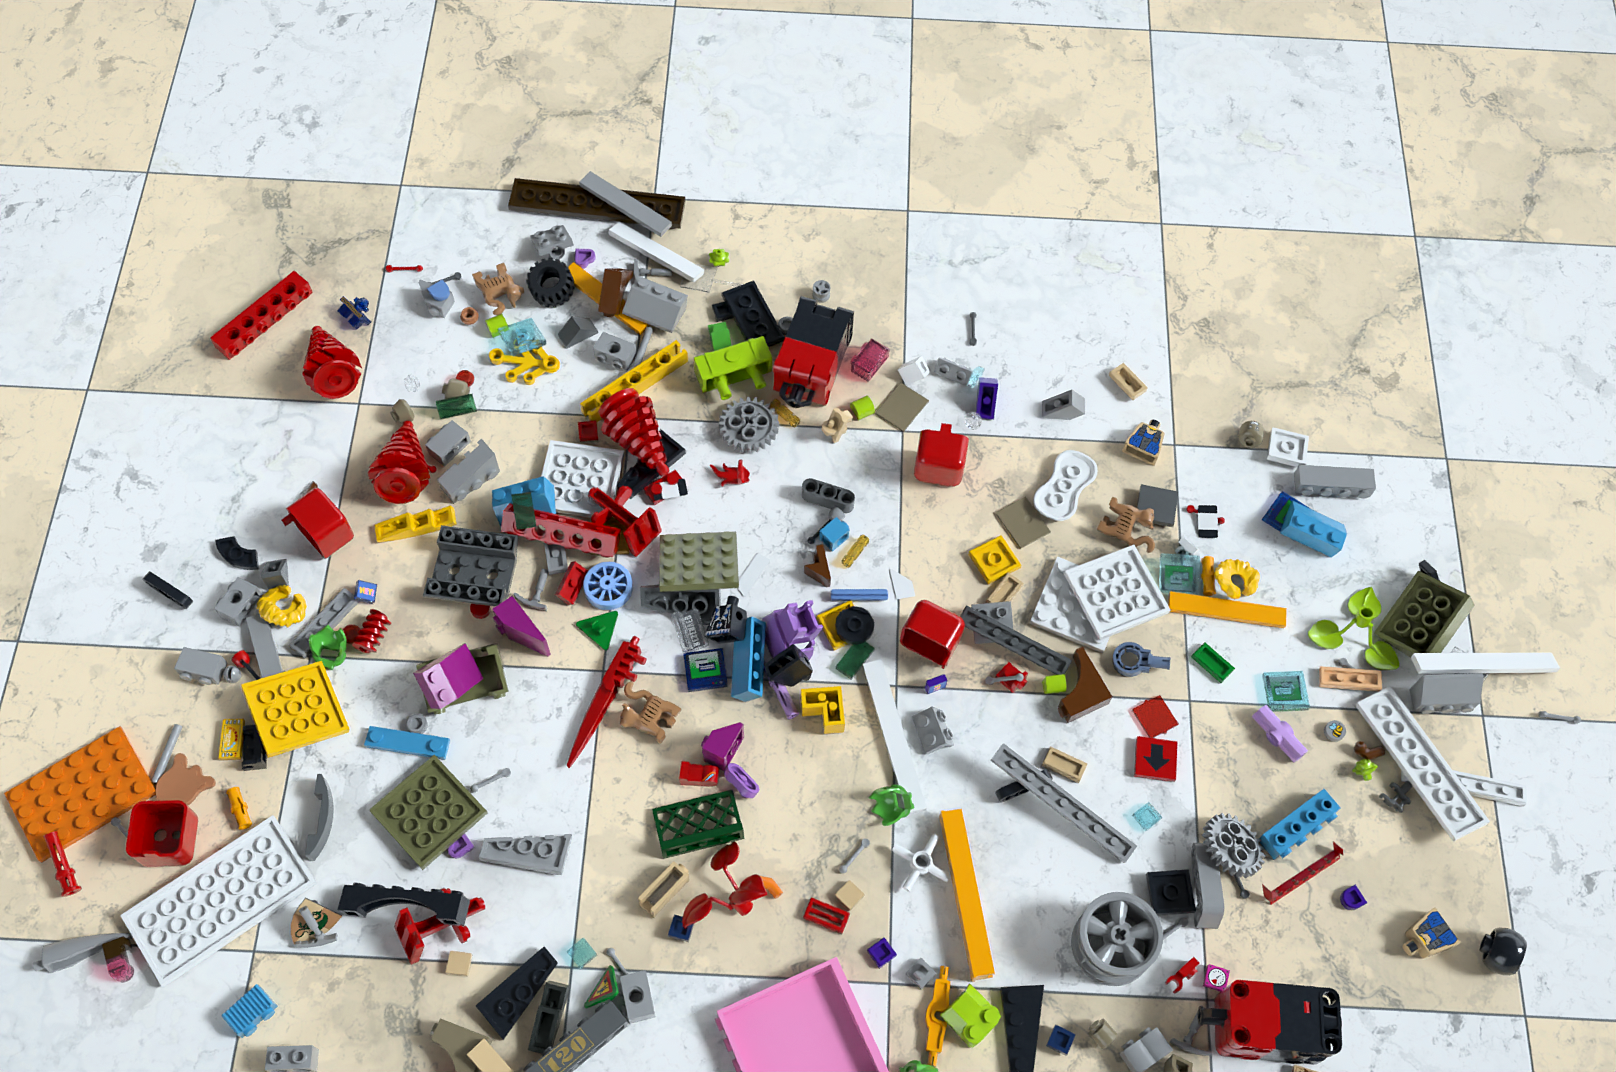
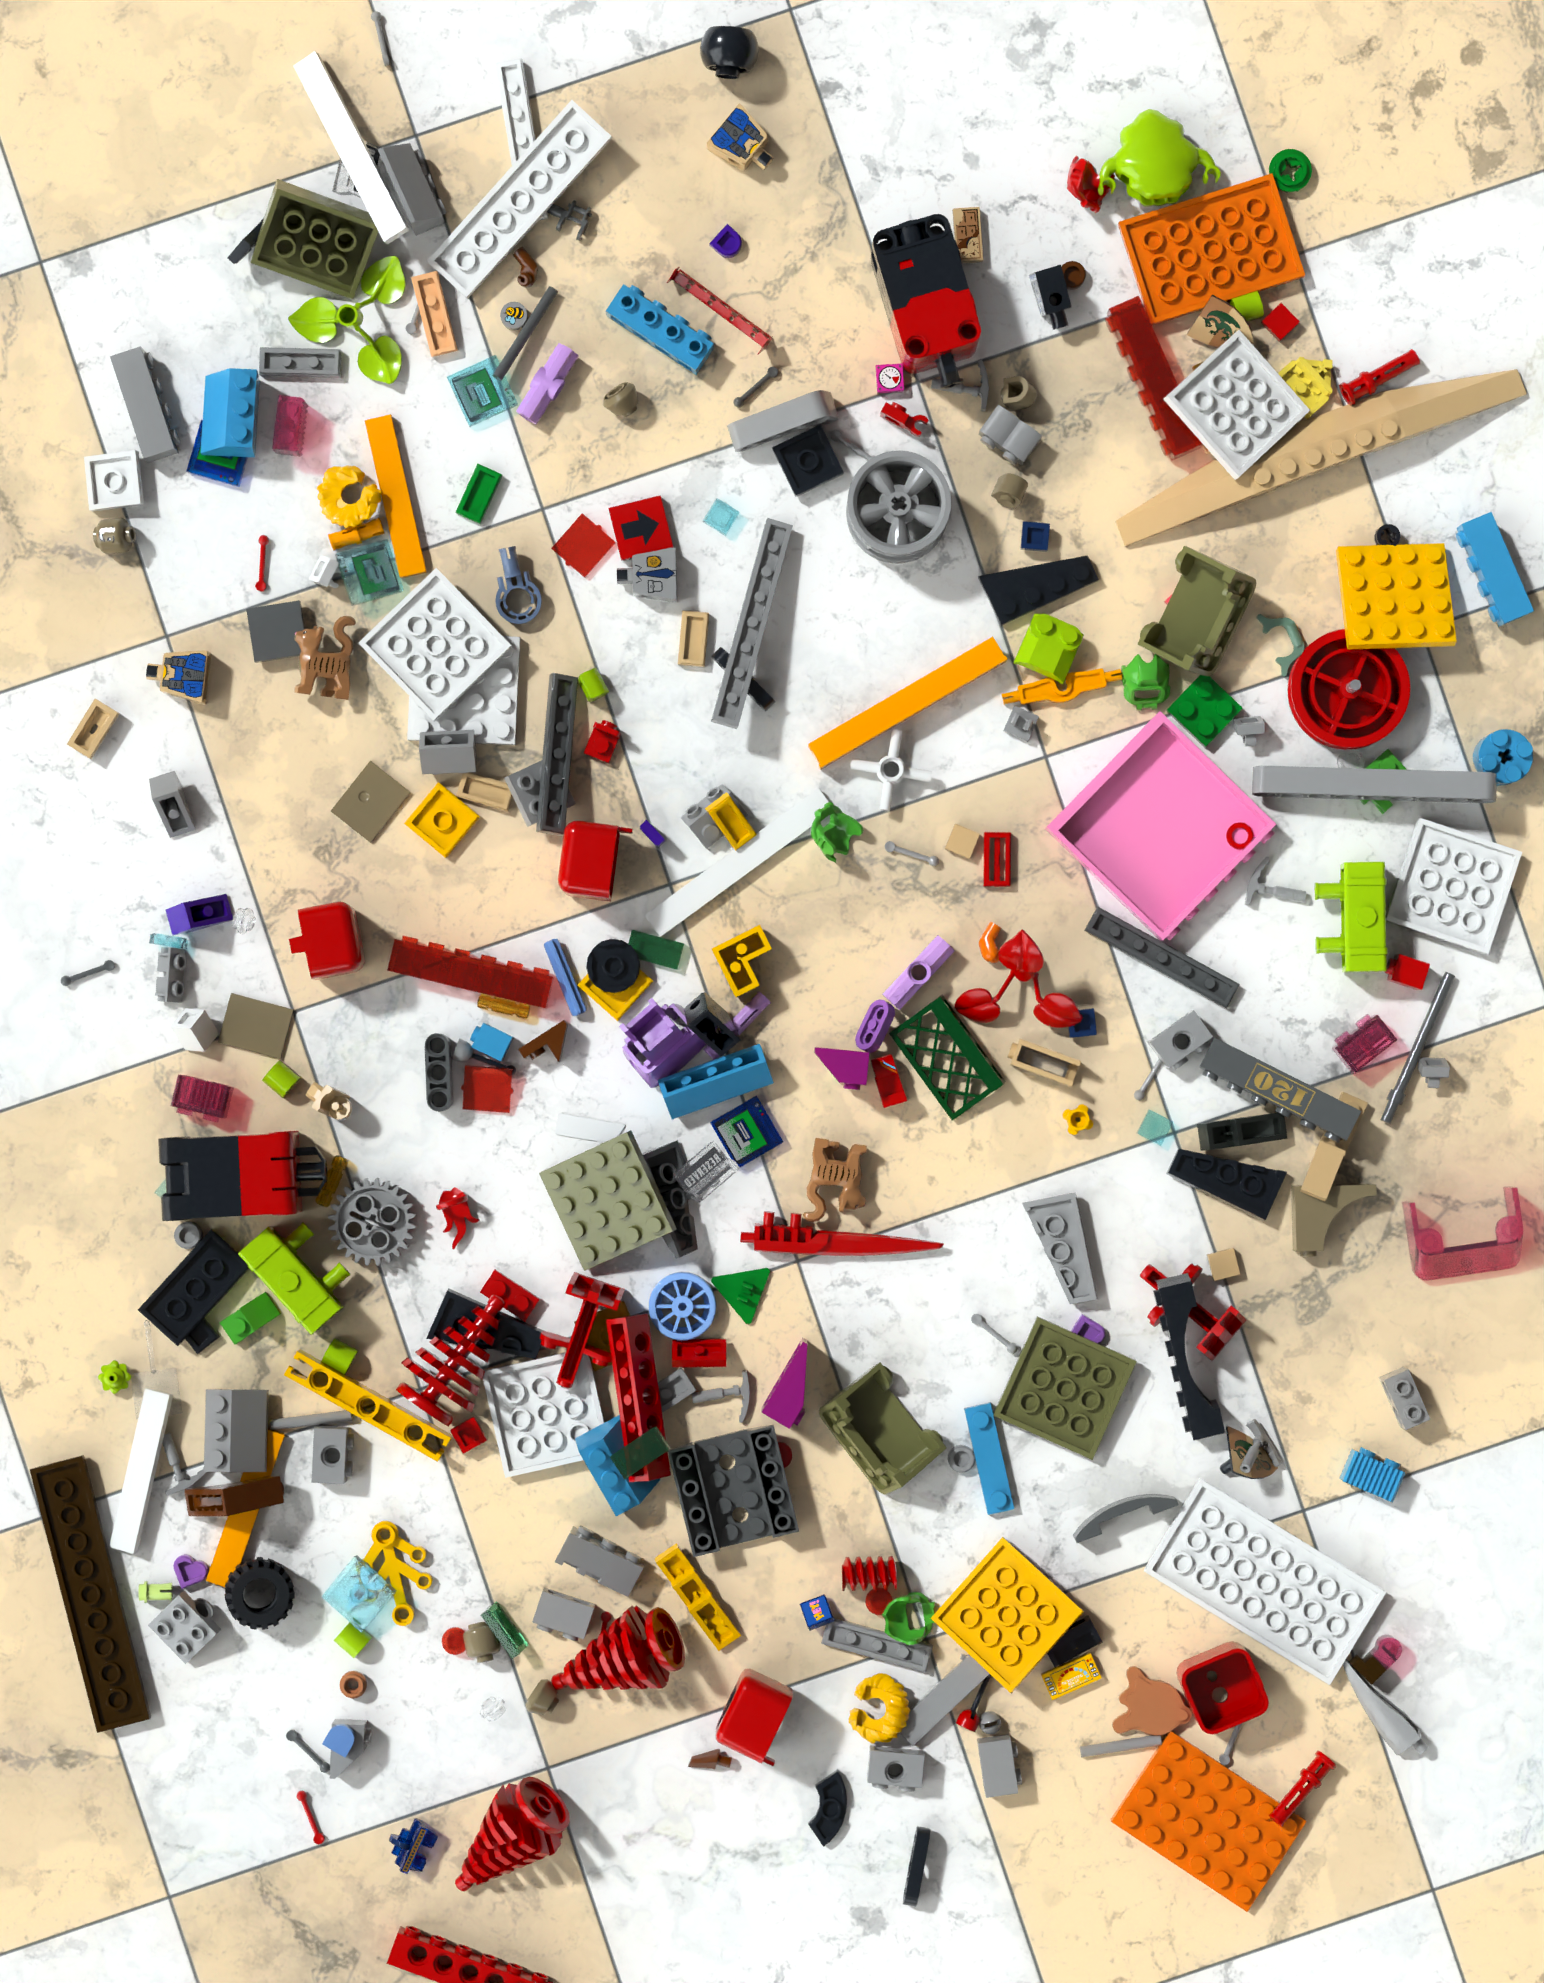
camera: 110 degrees left, 25 degrees up
(239, 808) = (1150, 1619): light orange pin -> none
(275, 573) = (836, 1742): dark grey slope -> none
(448, 677) = (896, 1441): magenta slope -> none
(498, 286) = (293, 1666): medium nougat animal -> none
(577, 330) = (317, 1522): dark grey slope -> none
(582, 232) = (153, 1591): none -> yellowish green pin
(604, 990) = (1186, 1081): piece -> none
(608, 894) = (1070, 1116): none -> yellow plate
(625, 204) = (80, 1549): light grey tile -> none
(671, 491) = (514, 1282): sticker -> none
(673, 378) = (339, 1356): none -> lime brick
(704, 1010) = (1162, 957): none -> dark grey tile
(727, 622) = (678, 1126): black torso -> none
(771, 836) = (931, 959): none -> lavender piece
(804, 521) = (487, 1089): none -> clear red piece
(821, 286) = (108, 1208): light grey wheel -> none
(881, 952) = (1014, 778): dark purple tile -> none
(884, 538) = (470, 973): none -> clear red brick
(902, 586) = (526, 927): white sticker -> none
(925, 735) = (731, 821): none -> yellow tile
(989, 680) = (616, 767): light grey hinge -> none
(1040, 575) = (447, 752): none -> light grey brick
(1060, 495) = (275, 759): white plate -> none
(1089, 691) = (589, 639): reddish brown arch -> none
(1119, 753) = (652, 575): none -> light grey torso
(1207, 521) = (272, 557): sticker -> none
(1233, 845) = (723, 401): light grey gear -> none
(1253, 778) = (621, 399): none -> dark tan cone
(1295, 560) = (289, 425): none -> clear pink brick
(1320, 732) = (525, 333): none -> dark grey bar
(1337, 585) = (300, 362): none -> light grey tile
(1365, 768) = (553, 266): lime plant -> none

